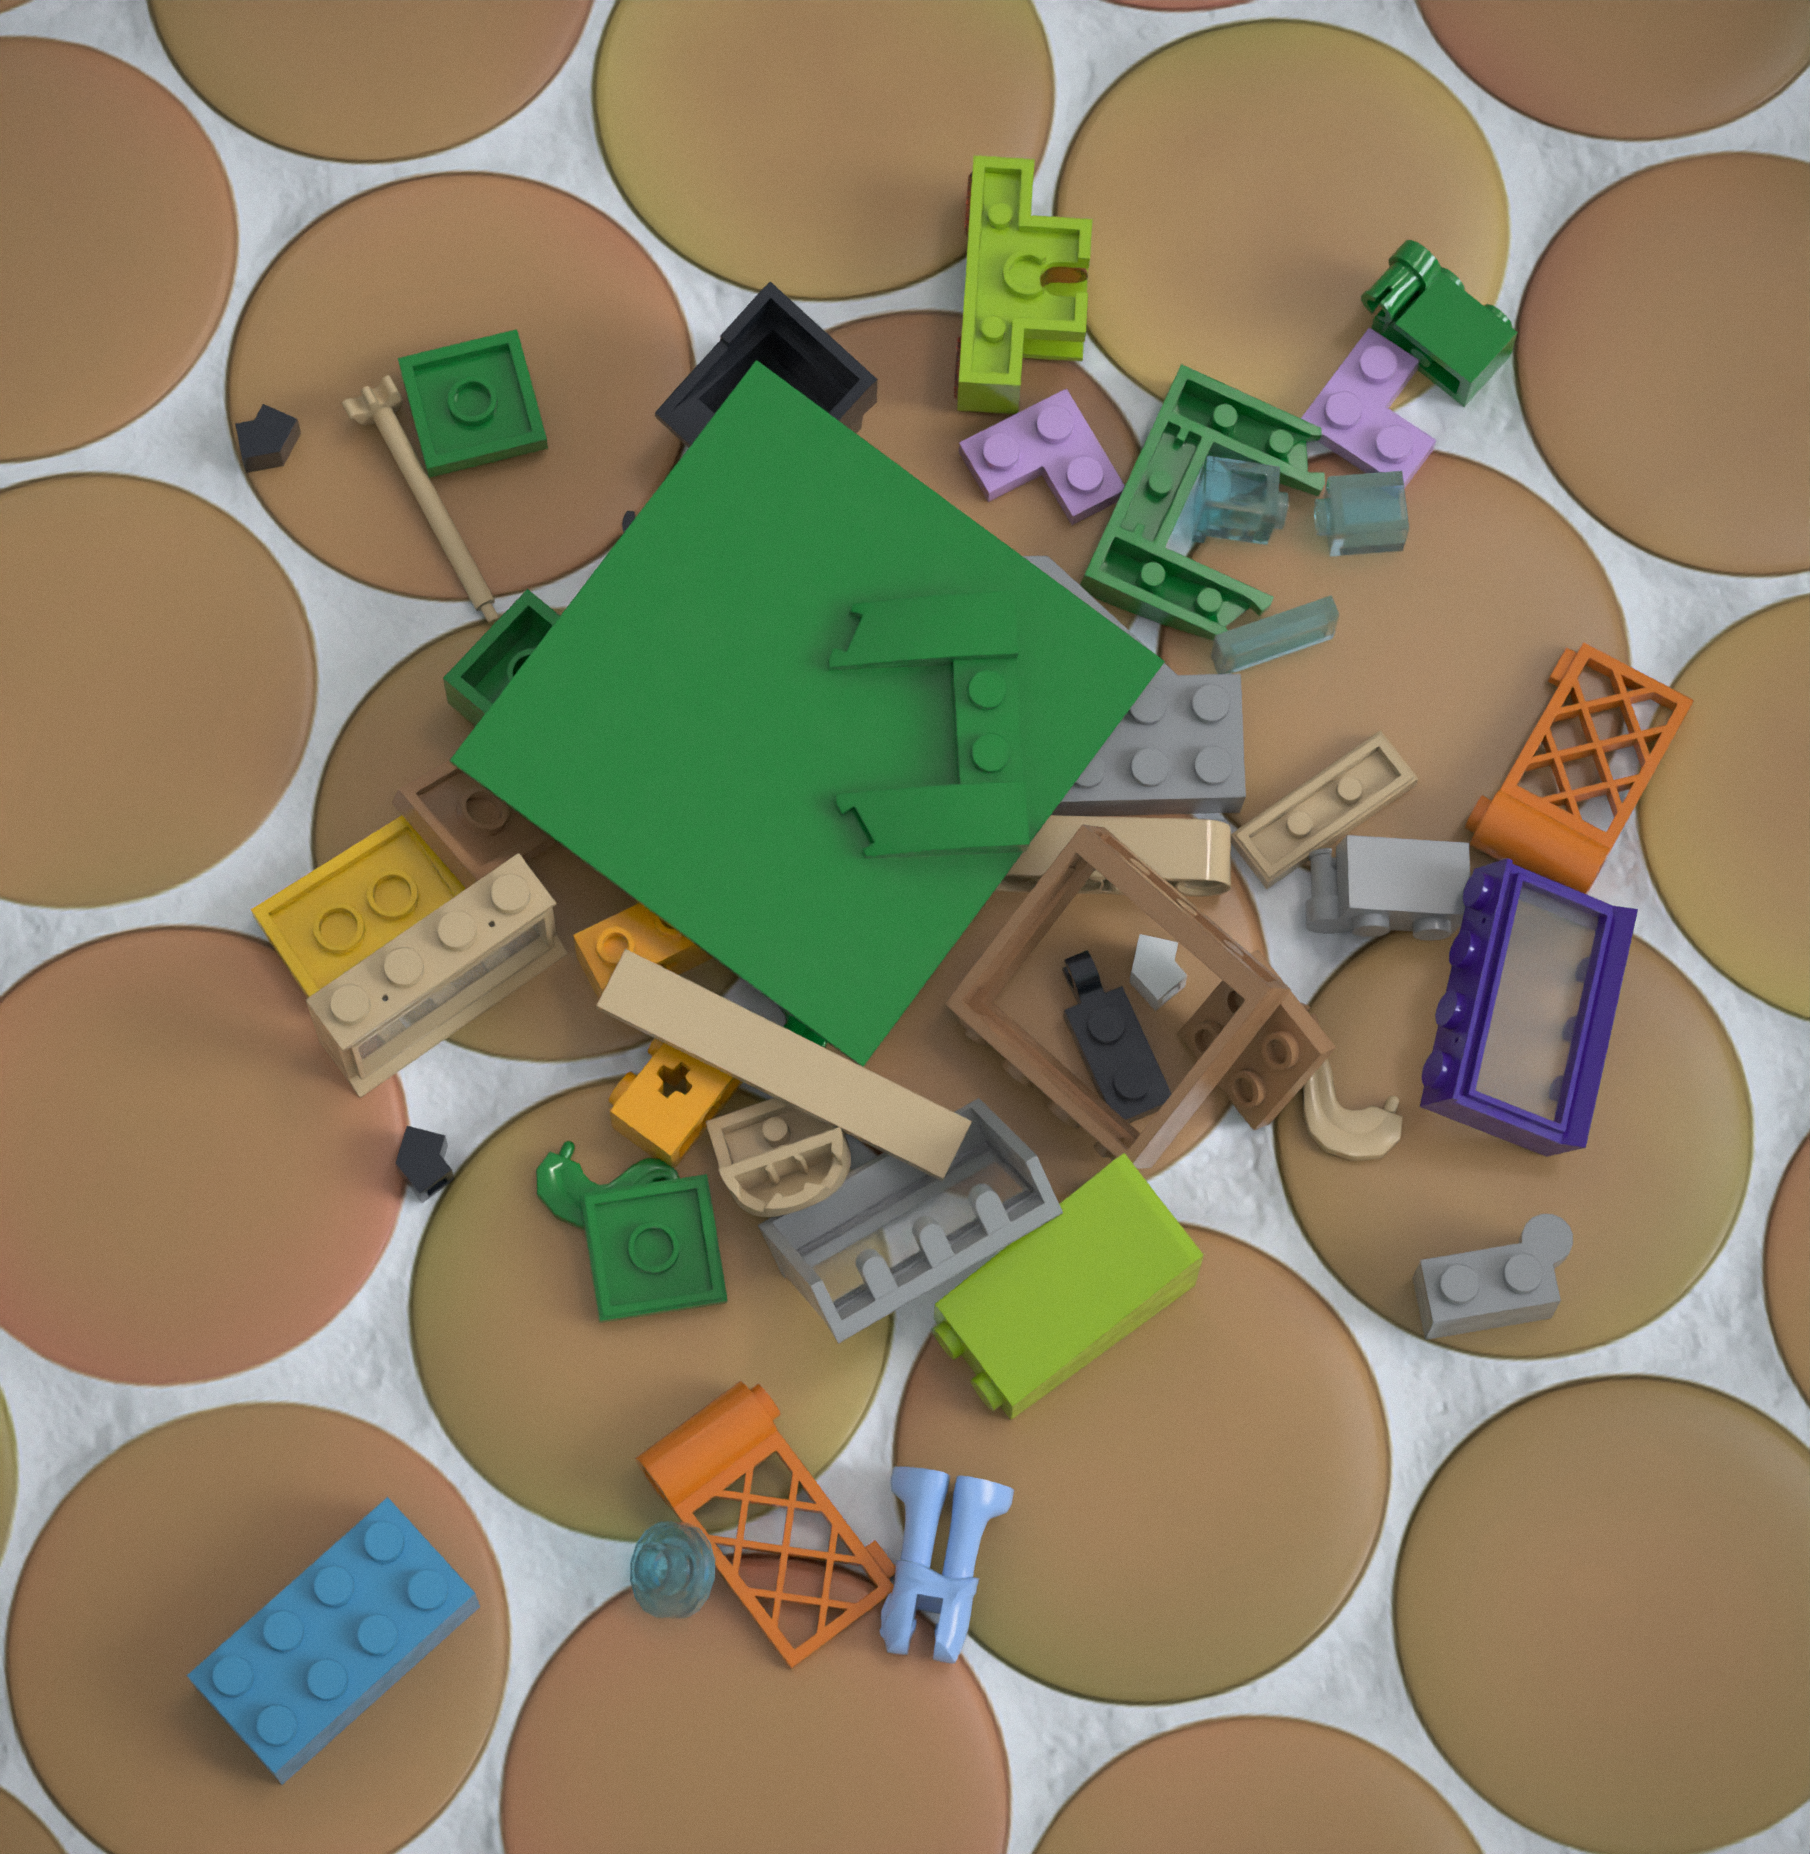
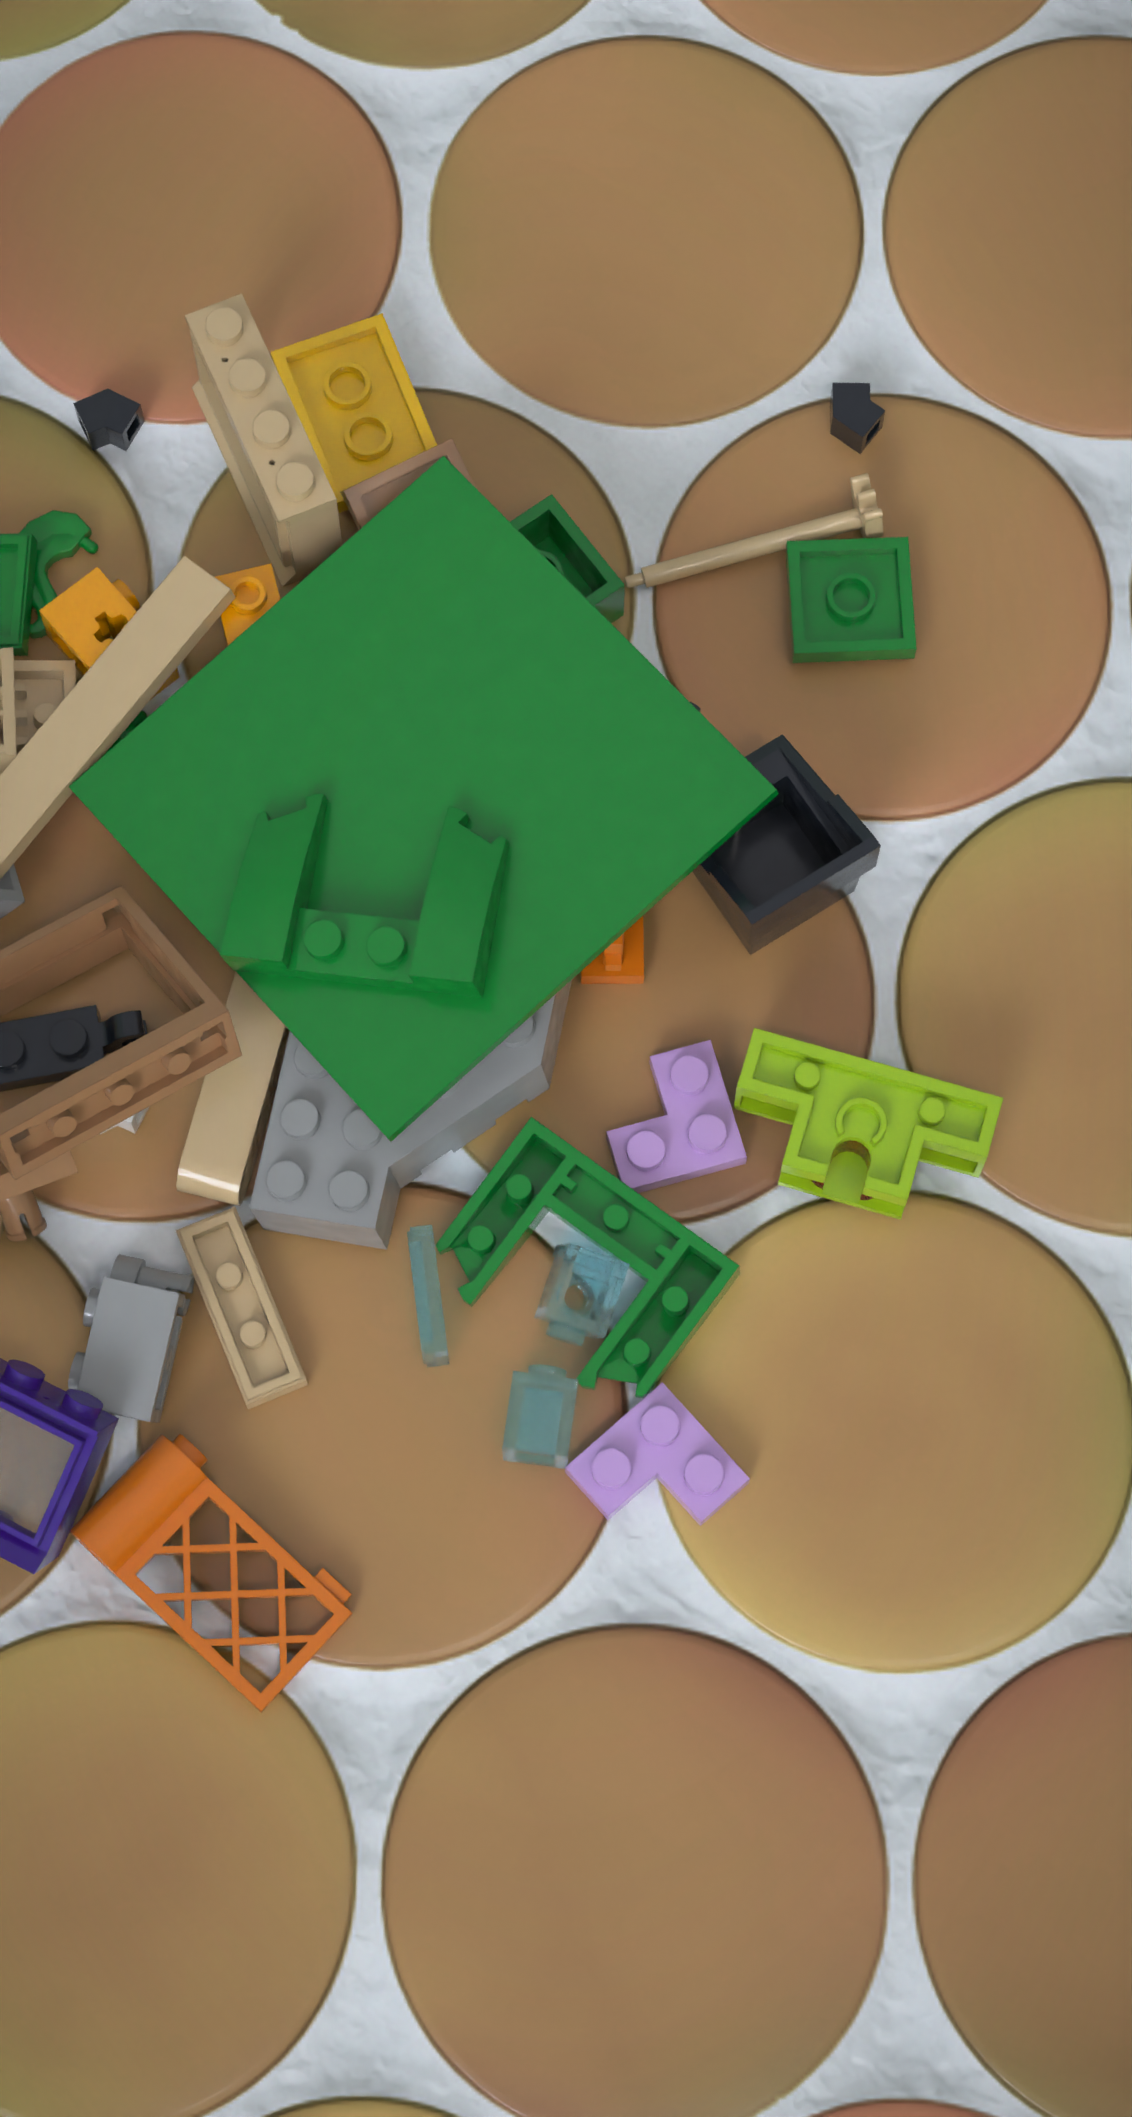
camera: 105 degrees right, 0 degrees up
(1439, 322) = (735, 1548): green hinge -> none

